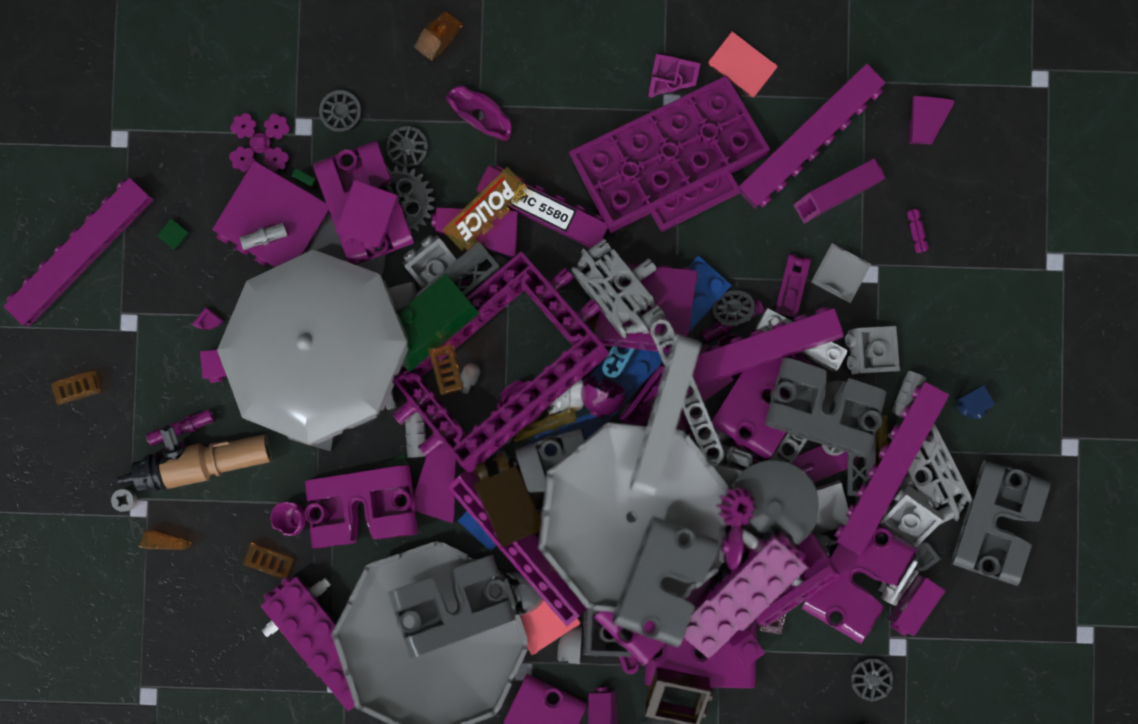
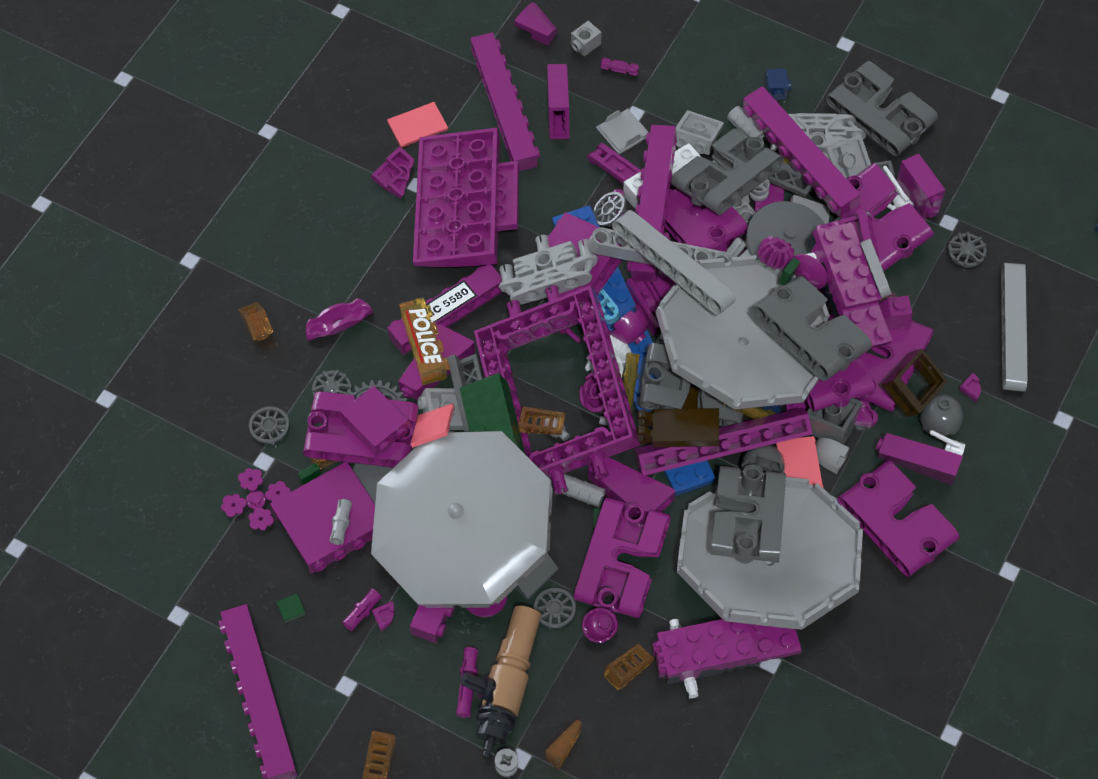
camera: 65 degrees left, 25 degrees down
(202, 298) = (361, 609): none -> magenta pin
(290, 467) = (555, 607): none -> dark grey wheel
(393, 269) = (432, 425): none -> coral piece
(720, 530) = (789, 272): none -> dark green tile
(771, 611) = (876, 268): none -> light grey beam
(942, 177) = (585, 38): none -> light grey brick

